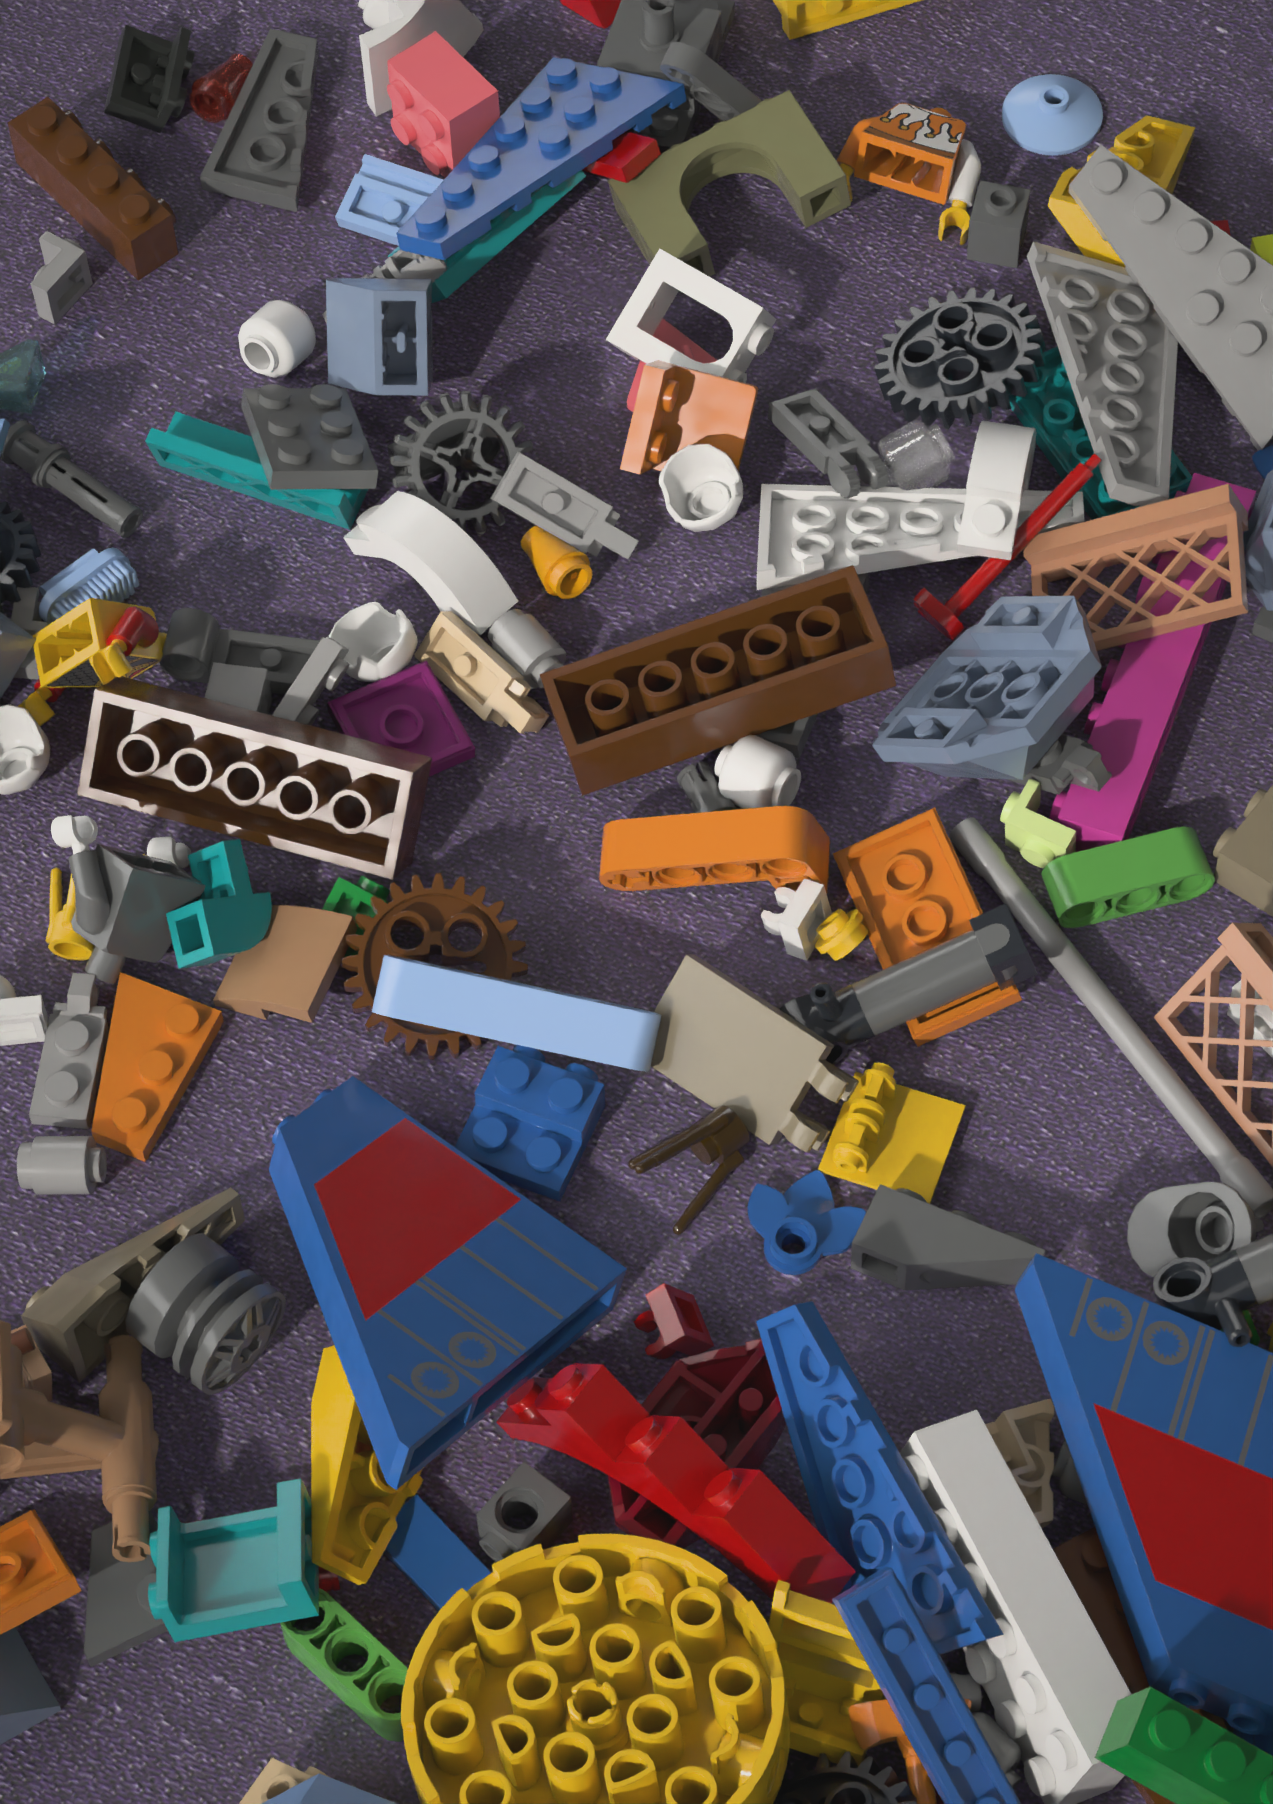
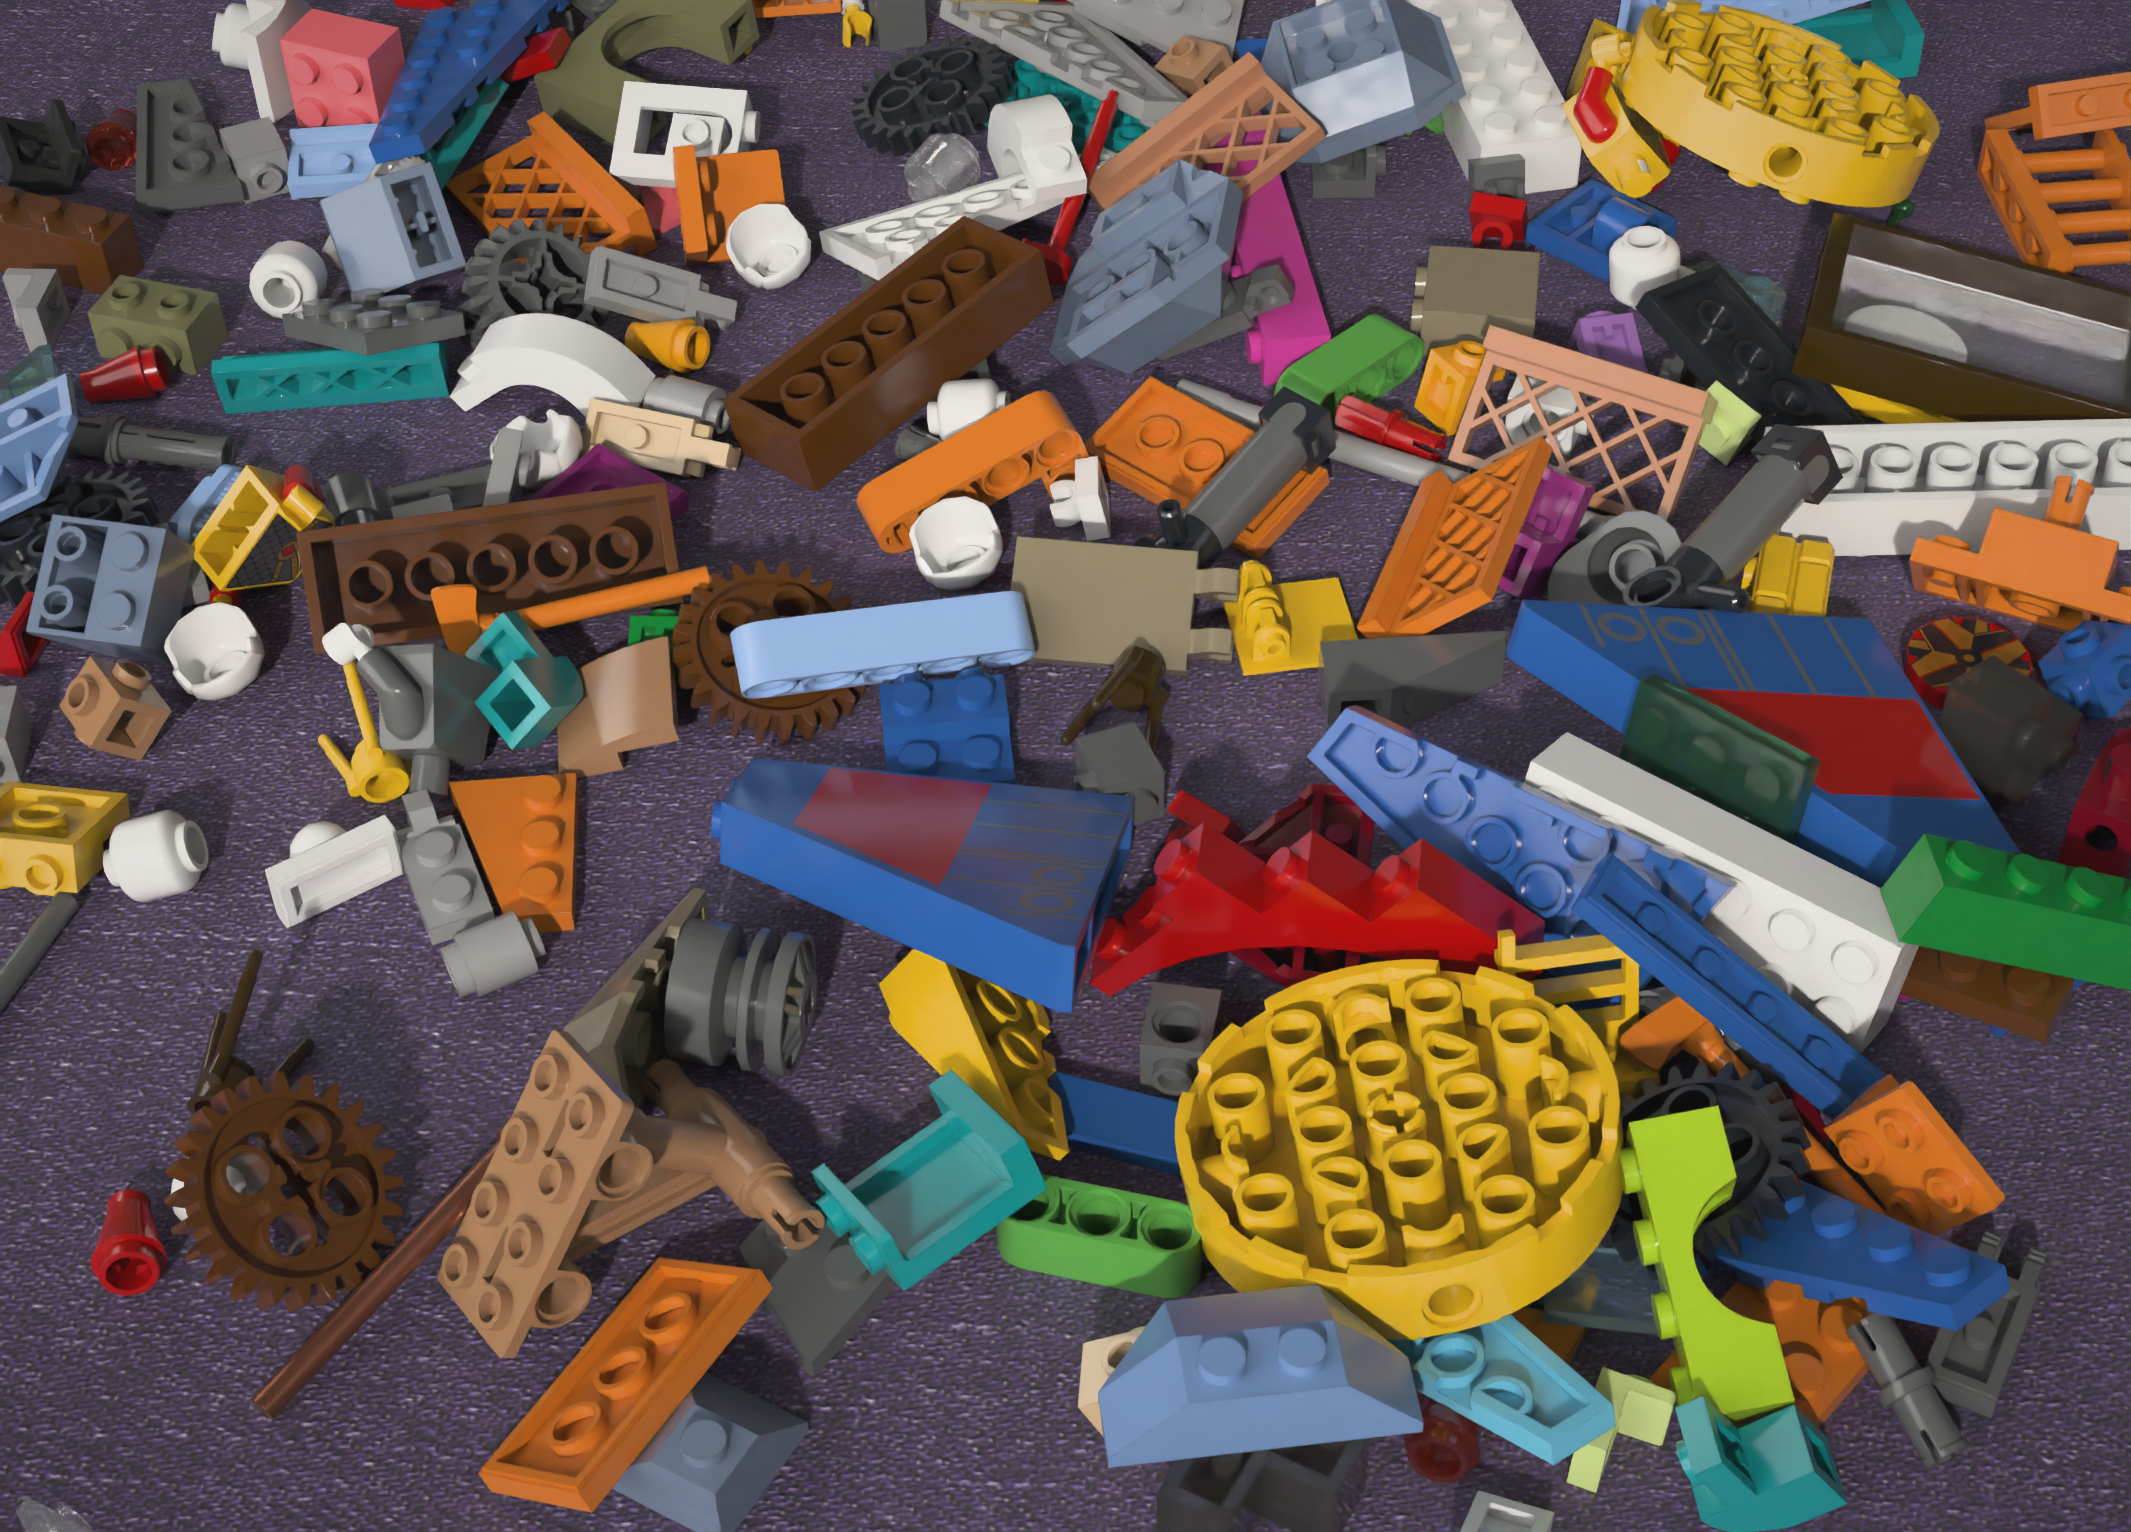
camera: 30 degrees left, 15 degrees down
(95, 394) = (128, 376): none -> red cone
(144, 344) = (176, 319): none -> olive brick
(199, 830) = (463, 625): none -> orange piece
(324, 170) = (257, 158): none -> light grey brick
(587, 324) = (582, 185): none -> orange fence
(639, 1233) = (1122, 764): none -> dark grey brick
(656, 918) = (956, 543): none -> white hair
(695, 340) = (704, 132): none -> white bracket
(802, 1217) = (1260, 720): blue plate -> none
(829, 442) = (863, 183): dark grey hinge -> none
(840, 933) = (1131, 497): yellow plate -> none
(1032, 834) = (1247, 369): yellowish green bracket -> none
(1040, 1135) = (1454, 545): none -> orange fence
(1085, 1506) = (1719, 757): none -> clear green plate
(1120, 963) = (1388, 428): none -> red axle
(1150, 1156) = (1546, 532): none -> magenta brick
(1197, 936) = (1449, 383): none -> light orange bracket
(1222, 442) = (1193, 64): none -> medium nougat brick

